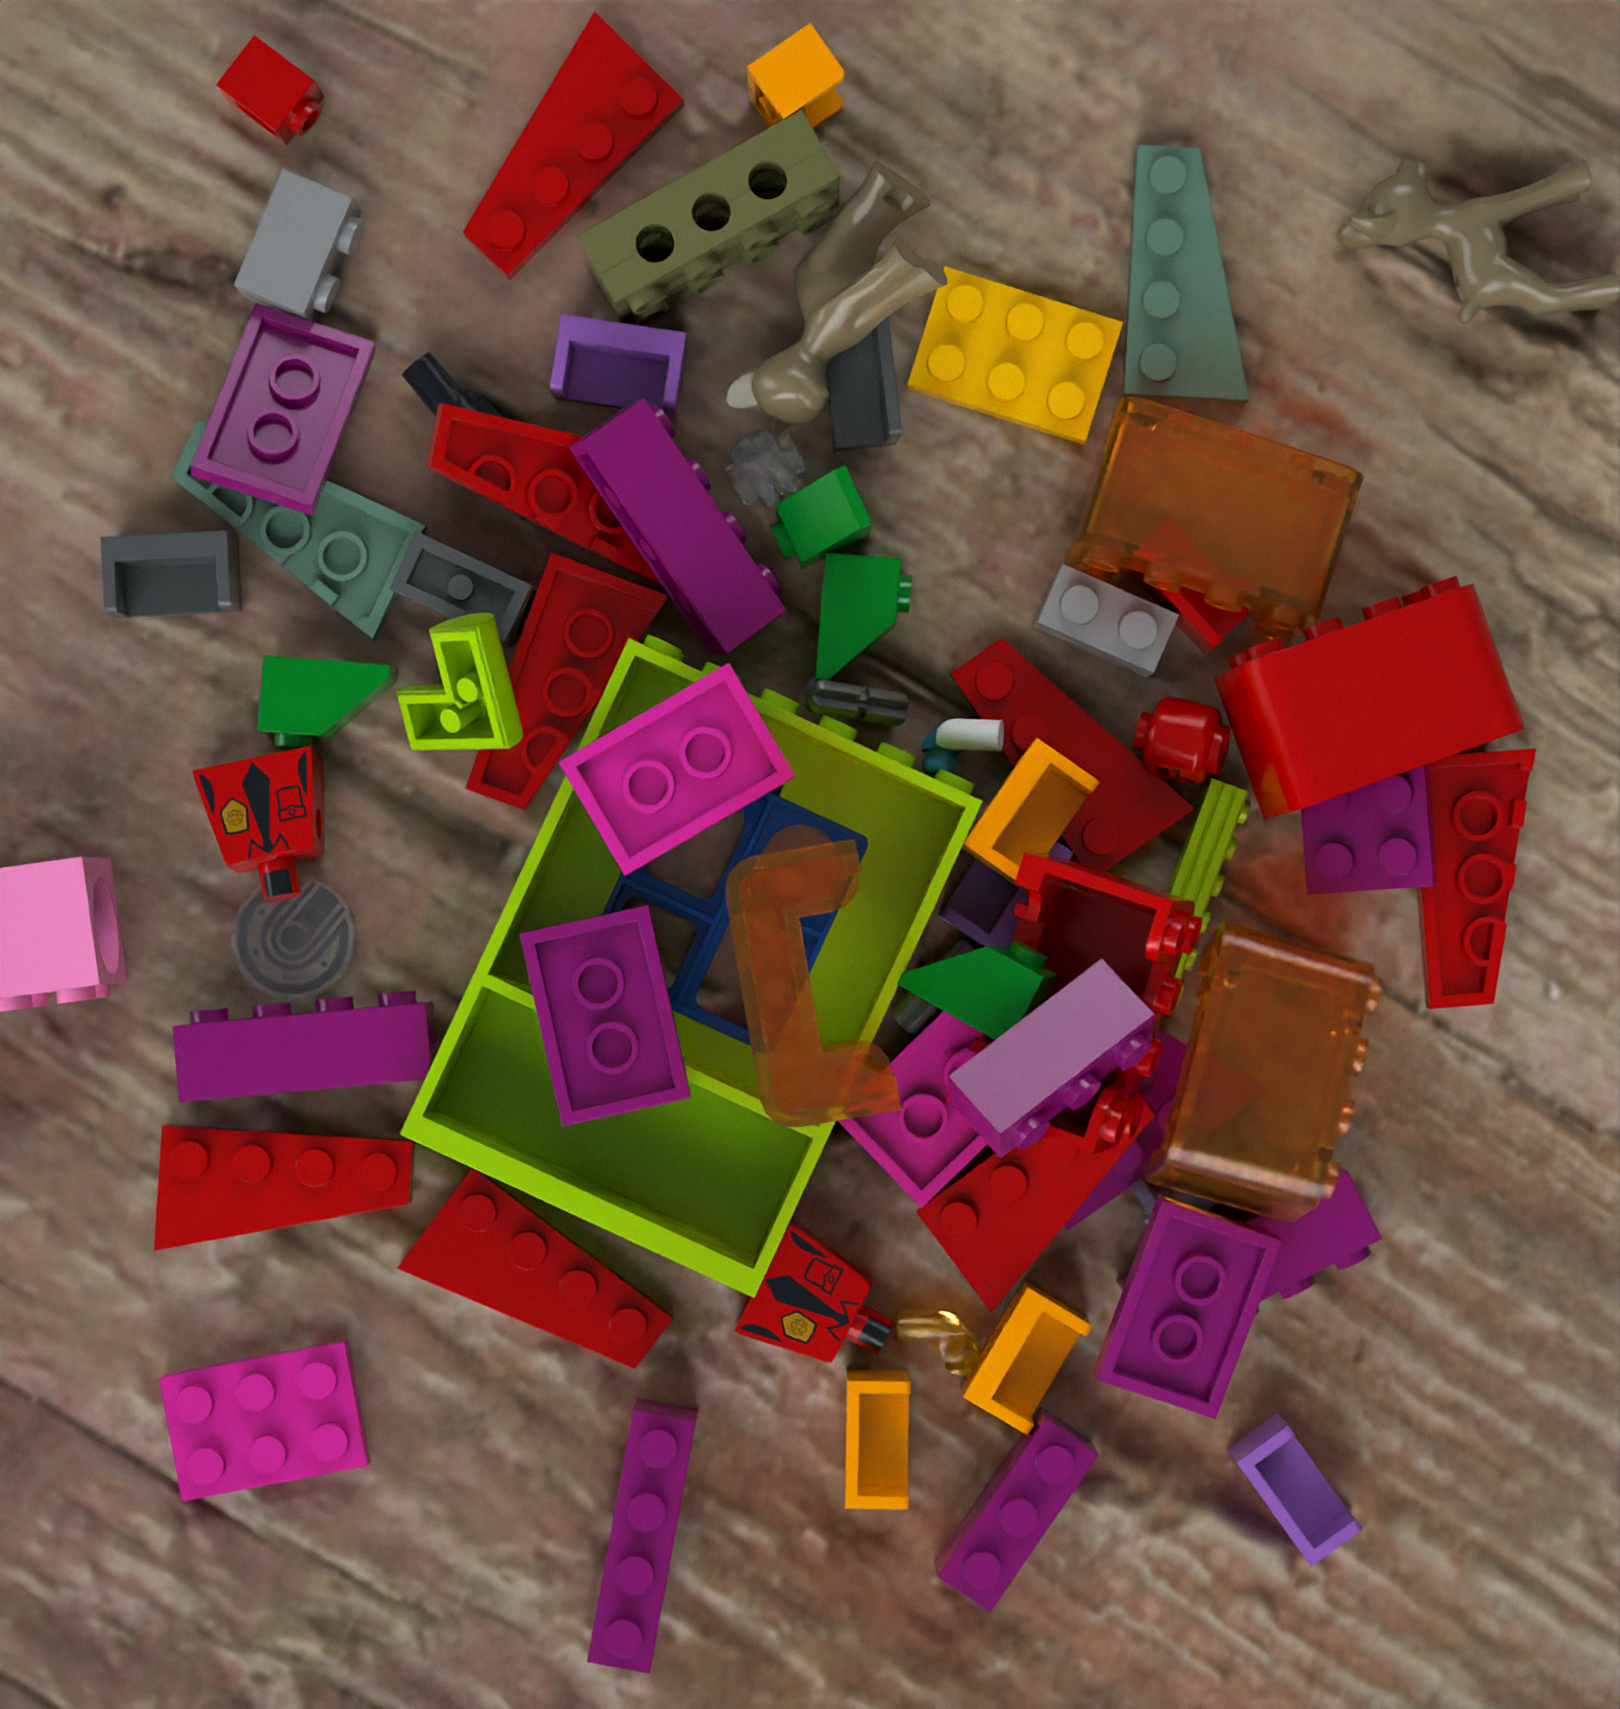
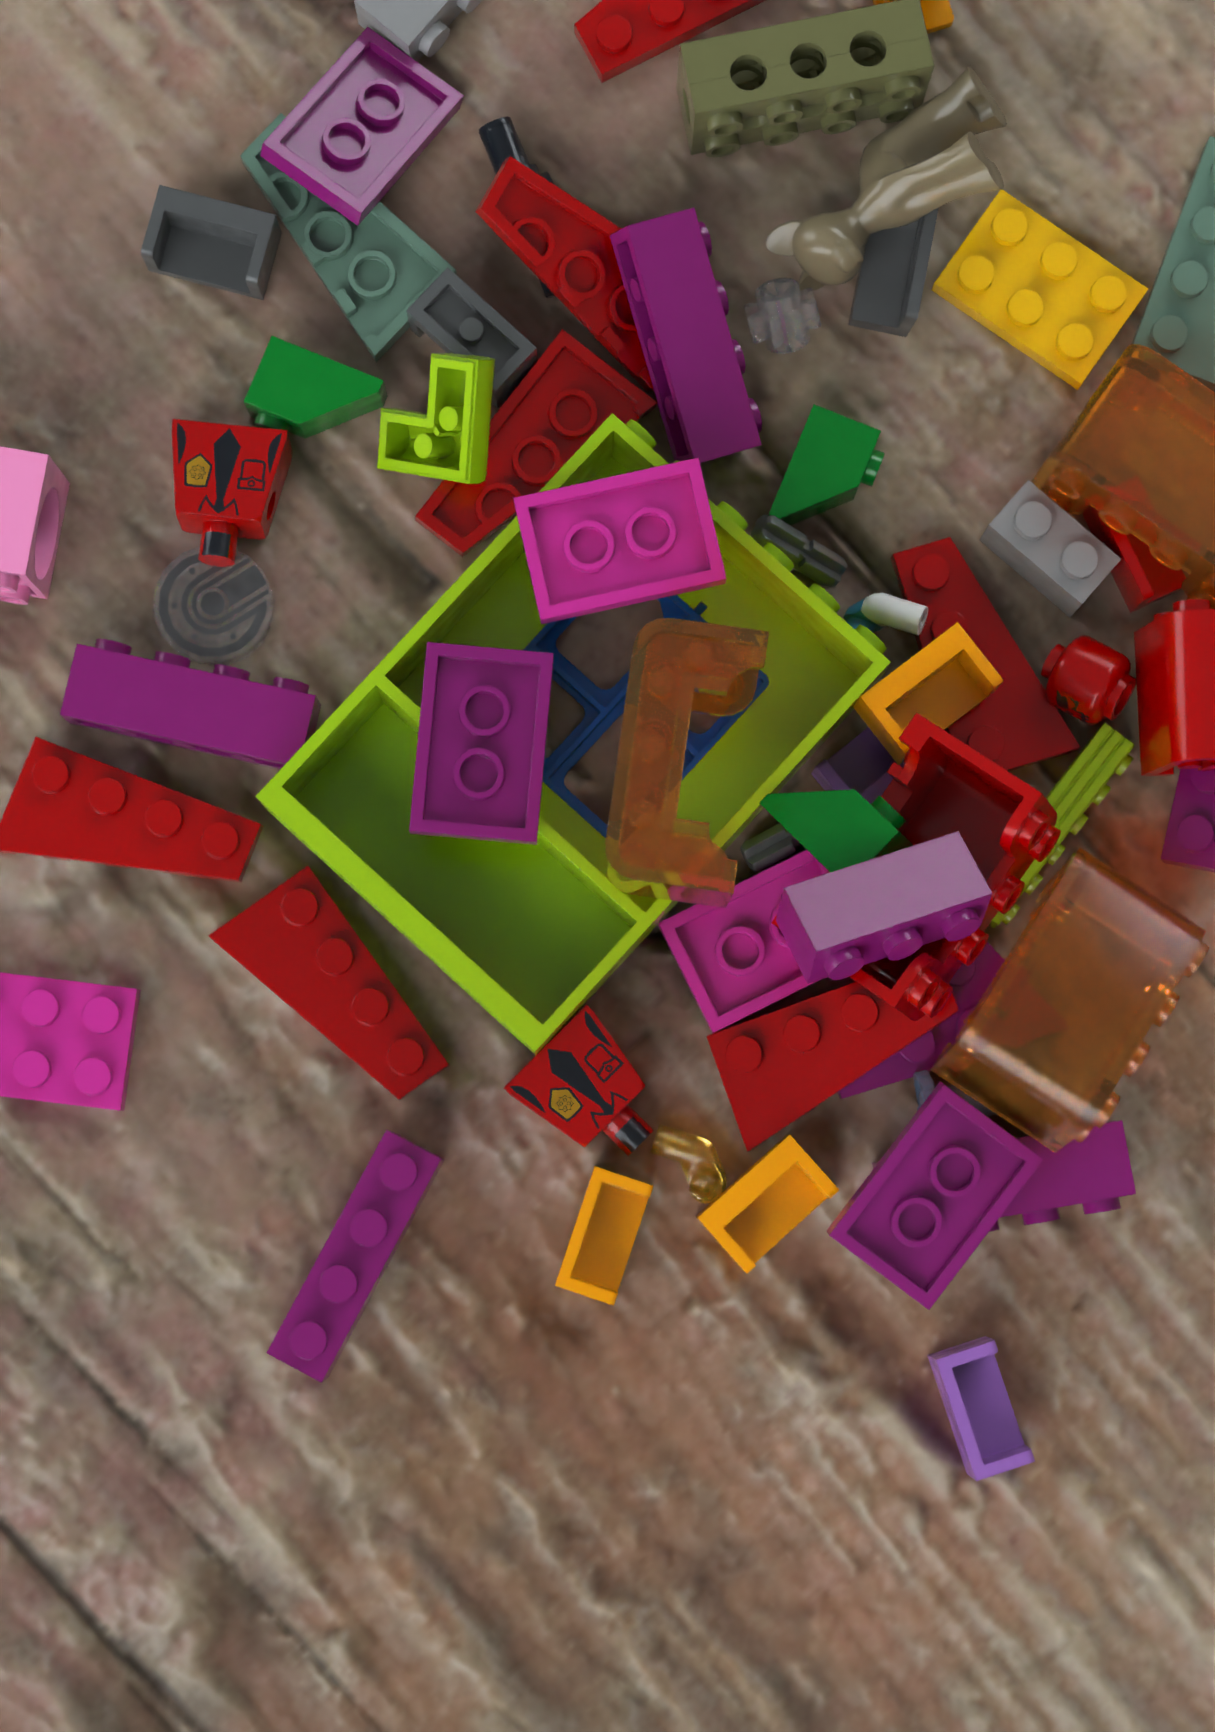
camera: 15 degrees right, 5 degrees down
(618, 364) = (671, 174): medium lavender panel -> none
(821, 519) = (821, 372): green slope -> none
(1015, 1510) = (713, 1342): magenta brick -> none

